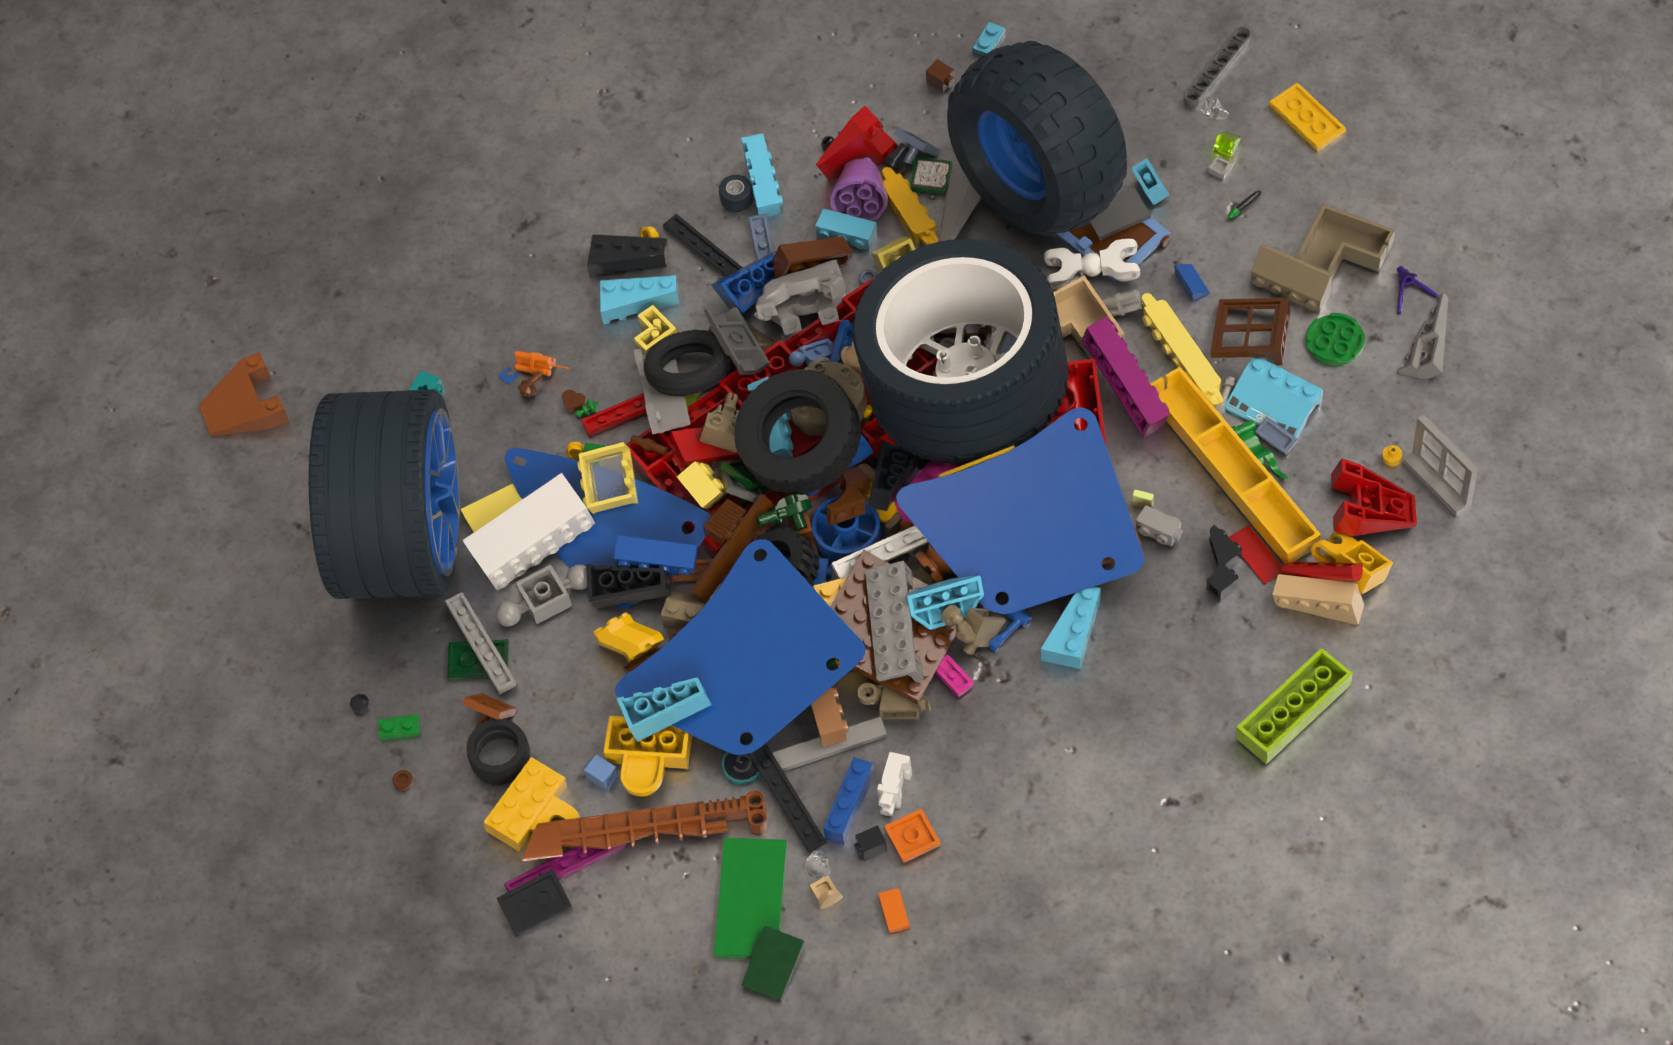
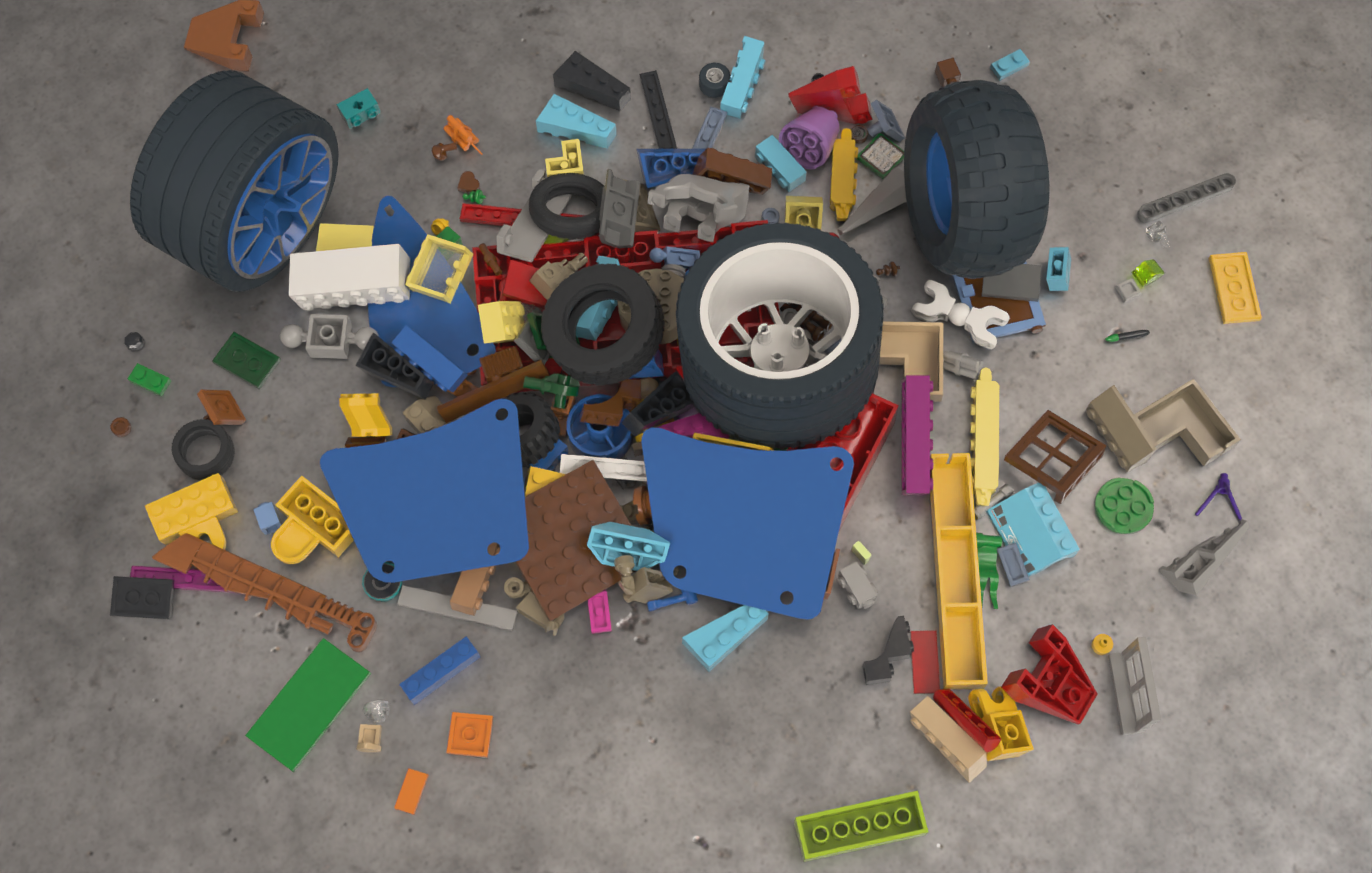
camera: 25 degrees right, 10 degrees up
(480, 643) = (255, 348): light grey tile -> none
(508, 375) = (436, 131): blue sticker -> none
(648, 231) = (622, 75): yellow tile -> none
(663, 707) = (338, 498): medium azure wedge -> none
(773, 963) = (283, 776): dark green tile -> none
(788, 799) = (394, 638): black tile -> none
(870, 843) = (431, 719): black brick -> none
(889, 792) = (482, 679): white hips -> none
(892, 622) = (569, 540): light grey bracket -> none
(896, 157) = (862, 124): black cone -> none
(1191, 281) = (1035, 378): blue slope -> none

